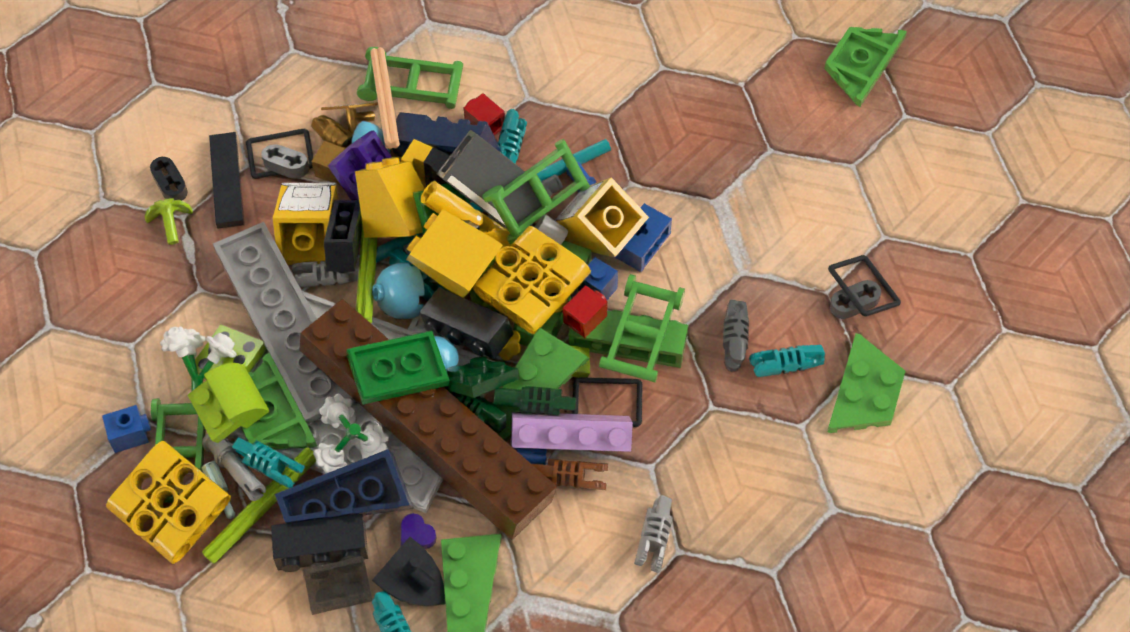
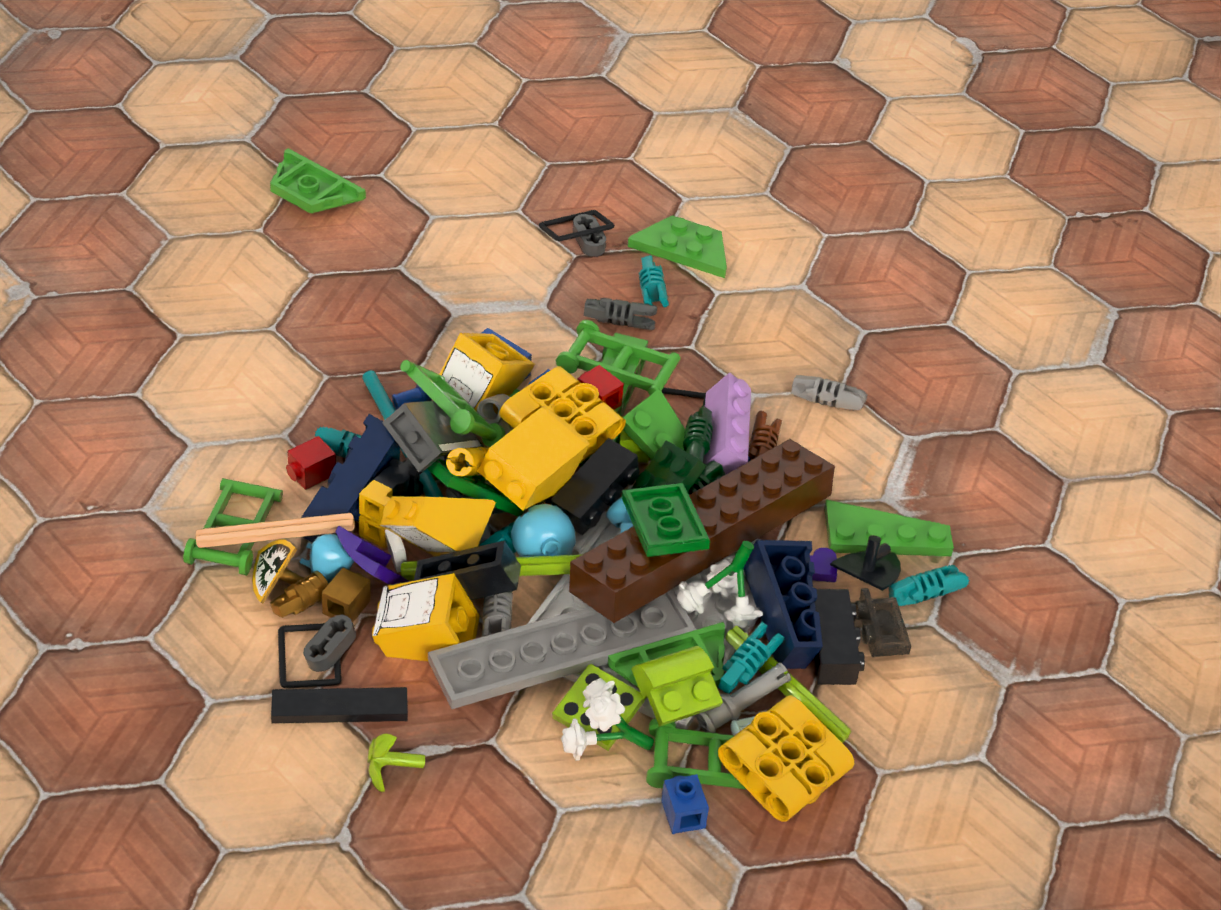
camera: 90 degrees left, 15 degrees down
(173, 177) = (327, 762): black beam -> none

